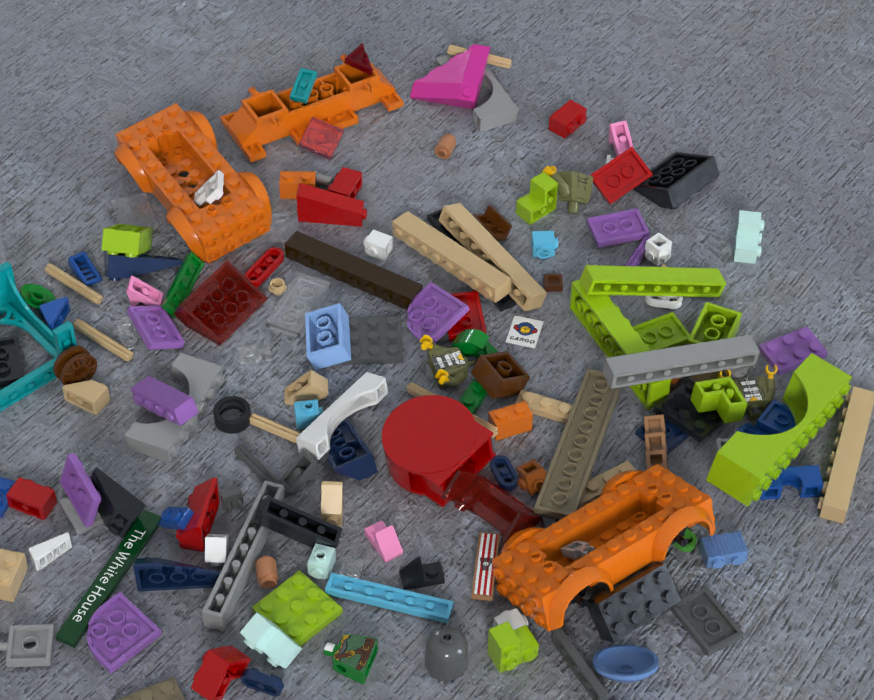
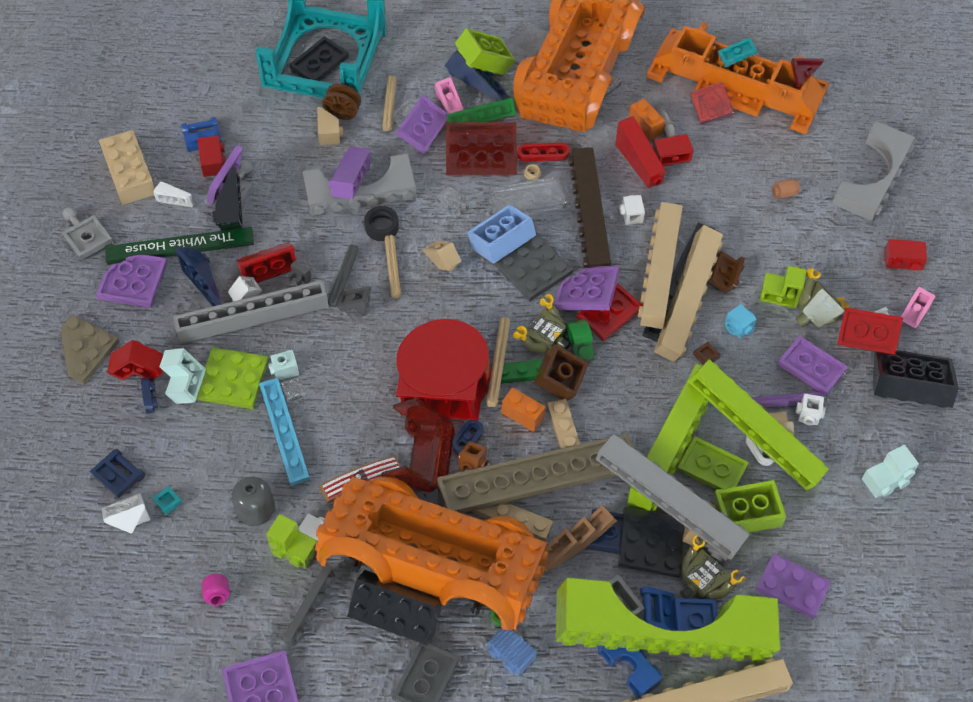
camera: 55 degrees right, 10 degrees up
(36, 295) = (393, 39): green dish -> none
(55, 312) = (386, 60): blue slope -> none
(73, 283) = (427, 52): tan axle -> none
(79, 258) = (446, 38): blue slope -> none
(175, 518) = (251, 248): blue plate -> none
(210, 190) = (568, 67): white plate -> none
(266, 572) = (250, 336): nougat brick -> none
(296, 523) = (293, 326): black brick -> none
(306, 413) = (416, 269): medium azure brick -> none
(332, 502) = (338, 338): tan slope -> none
(350, 454) = (402, 317): dark blue wedge -> none
(353, 656) = (210, 440): torso -> none
(363, 393) = (393, 288): white arch -> none
(384, 540) = (337, 394): bright pink slope -> none
(417, 575) = (324, 441): black slope -> none
(456, 81) = (867, 150): dark pink slope -> none
(492, 59) = (906, 148): tan axle -> none
(524, 331) = (635, 365): white sticker -> none
(576, 549) = (405, 532): light grey plate -> none
(625, 663) = (331, 636): medium blue dish -> none
(719, 395) = (669, 549): lime brick -> none

